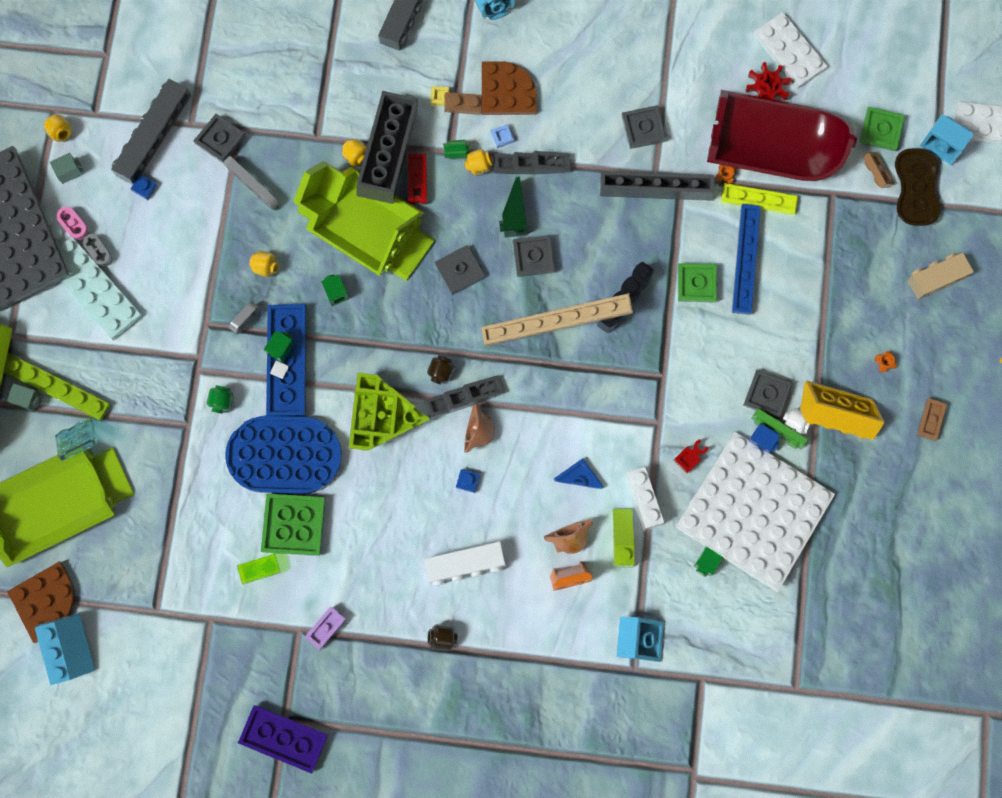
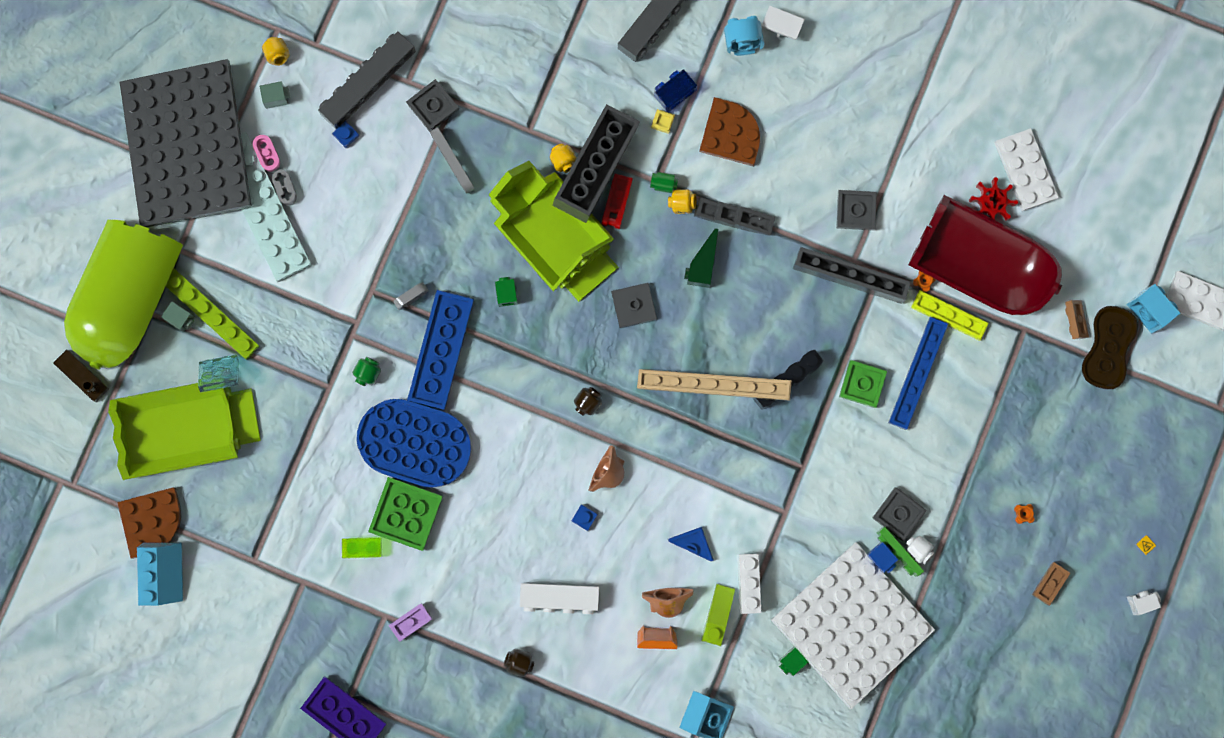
camera: 10 degrees right, 5 degrees up
(264, 264) = (443, 247): yellow head -> none
(279, 346) = (438, 336): green brick -> none
(279, 369) = (431, 358): white sticker -> none
(379, 413) = (516, 430): lime wedge -> none
(444, 64) = (675, 90): none -> clear blue brick
(462, 103) = (683, 136): medium nougat plate -> none
(464, 397) = (603, 434): dark grey slope -> none
(502, 136) = (713, 180): light blue tile -> none
(533, 256) = (710, 312): dark grey plate -> none
(689, 458) = (804, 556): red plate -> none
(840, 410) = (964, 551): yellow slope -> none
(881, 128) = (1093, 277): bright green plate -> none
(939, 275) = (1104, 443): tan brick -> none

